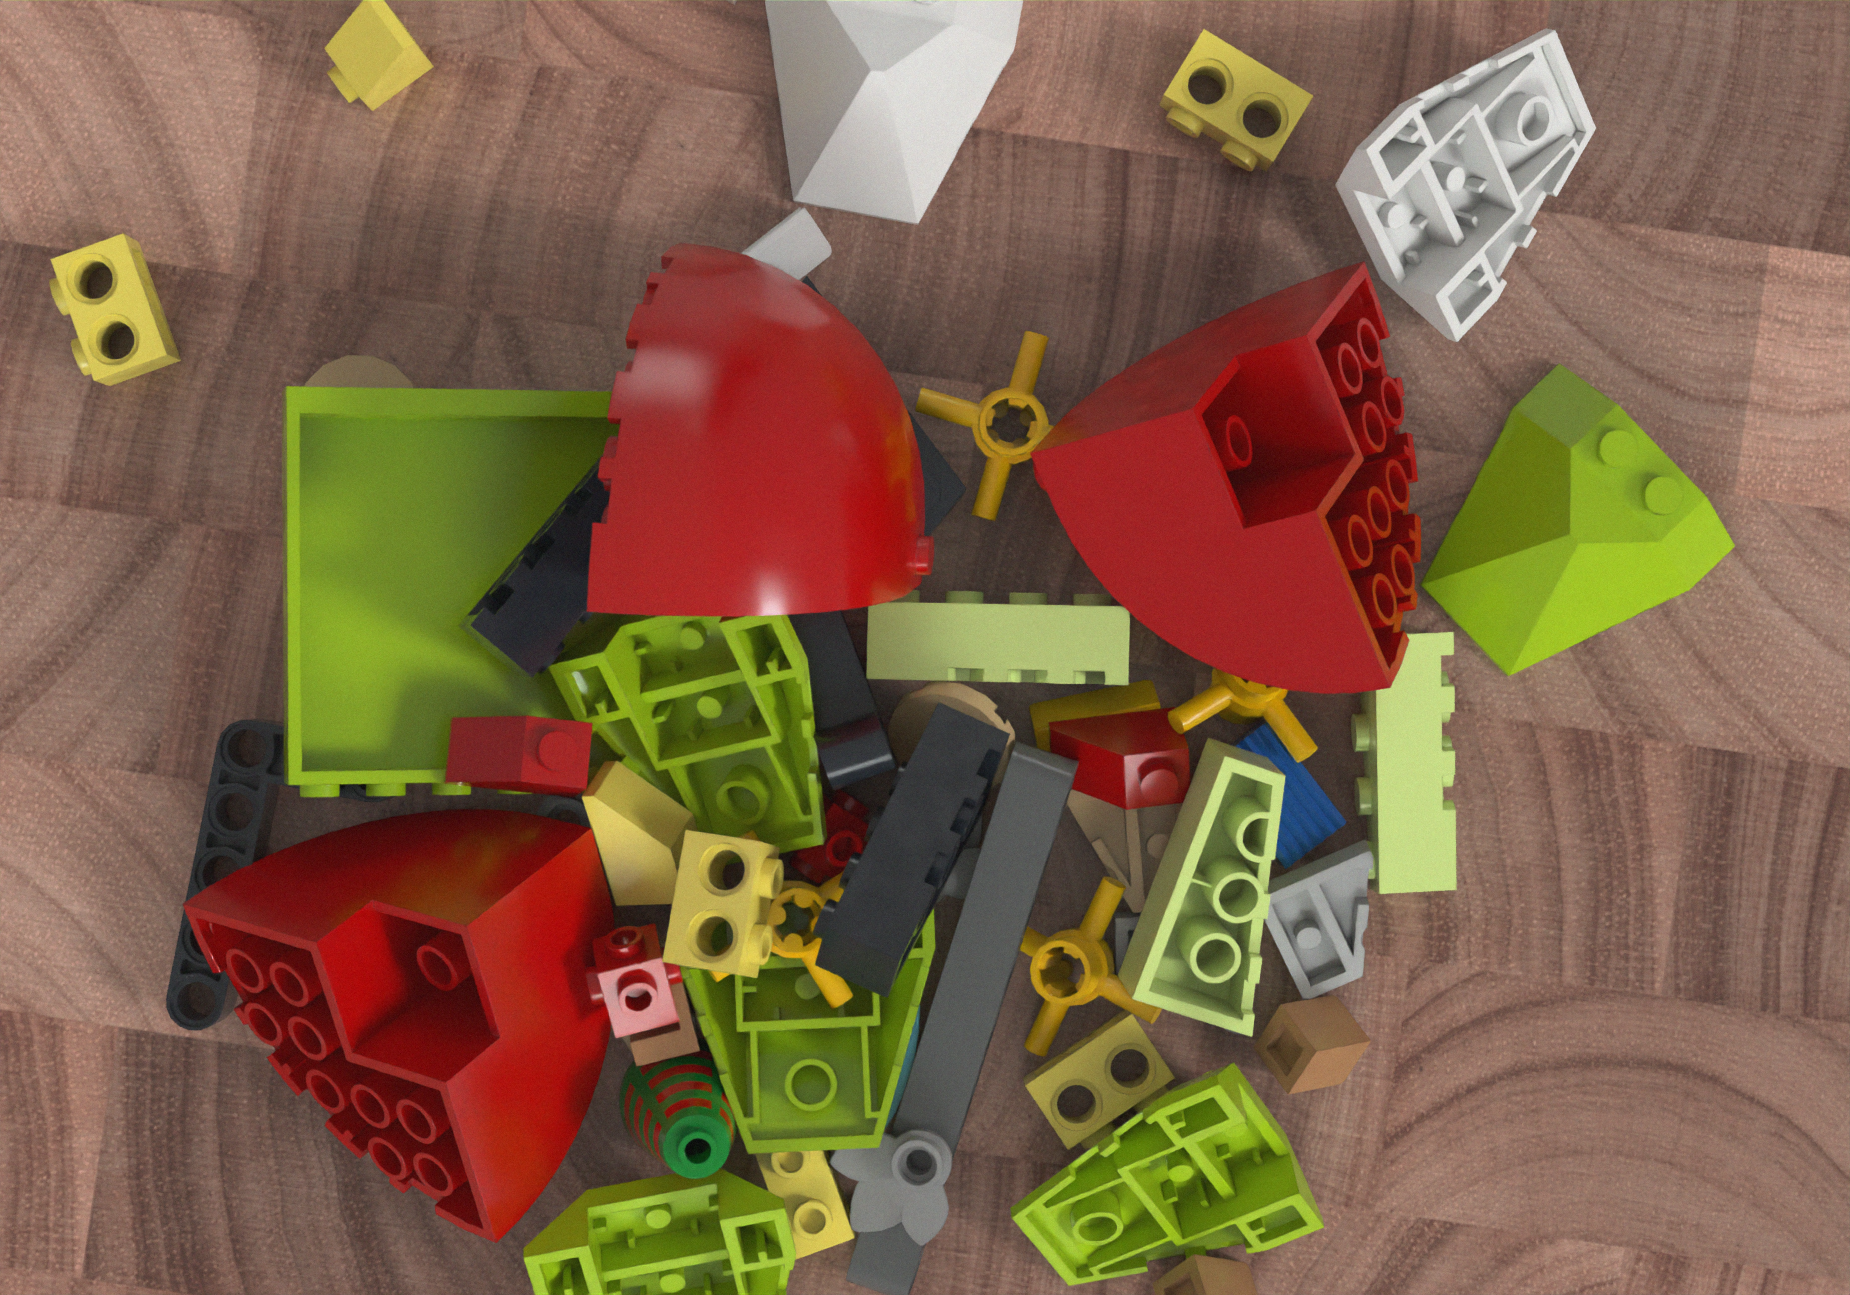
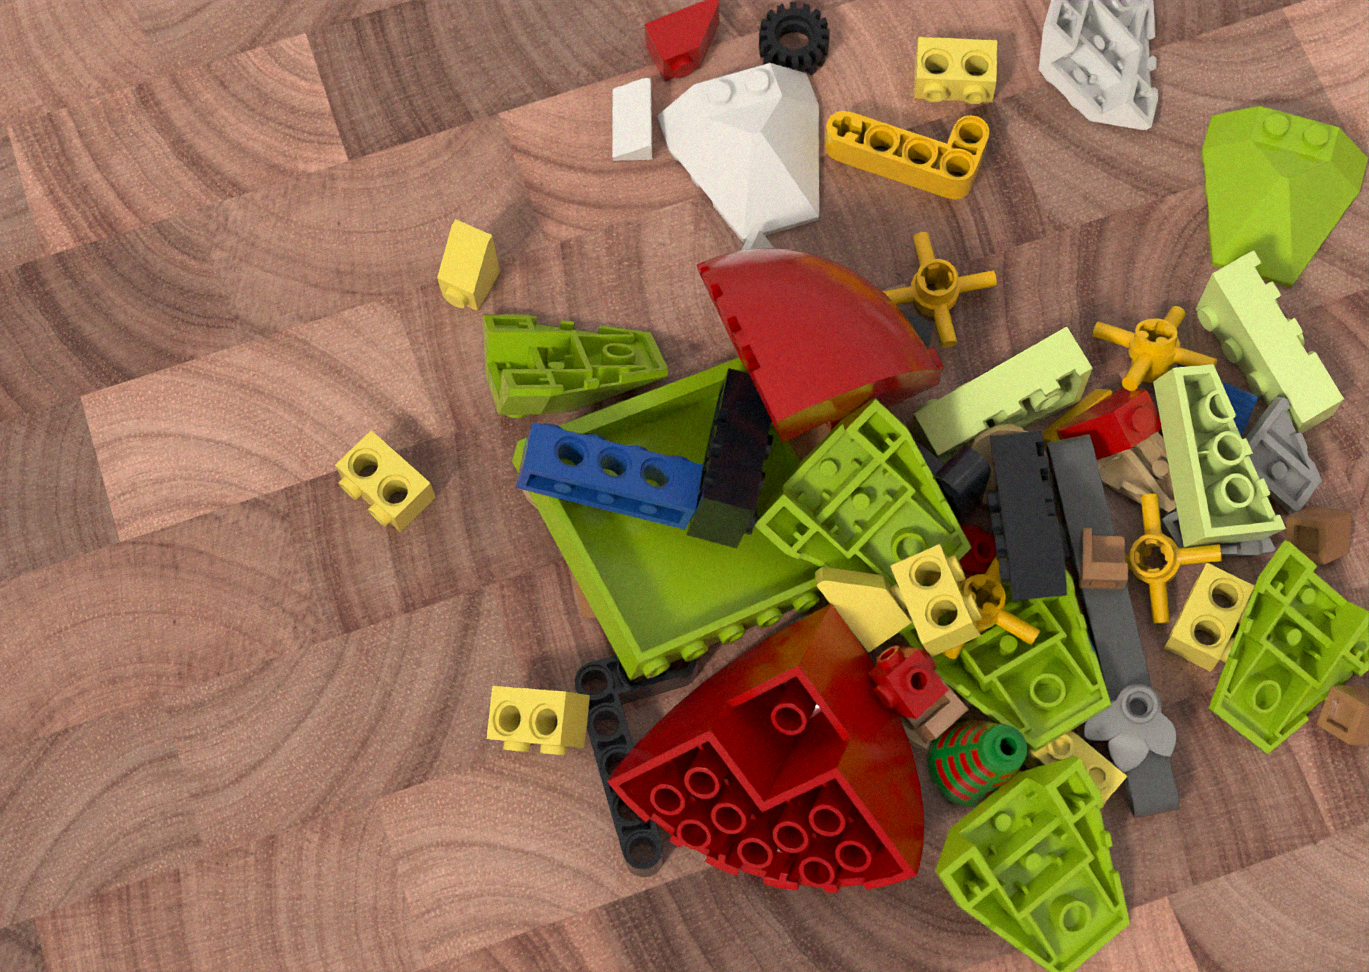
camera: 25 degrees left, 20 degrees down
(148, 760) = (538, 717): none -> light yellow brick
(289, 455) = (590, 485): none -> blue brick
(438, 272) = (563, 368): none -> lime wedge
(519, 754) = (767, 581): red slope -> none
(983, 954) = (1102, 561): none -> medium nougat panel
(1092, 187) = (906, 146): none -> yellow beam
(1254, 490) = (1095, 243): red brick -> none

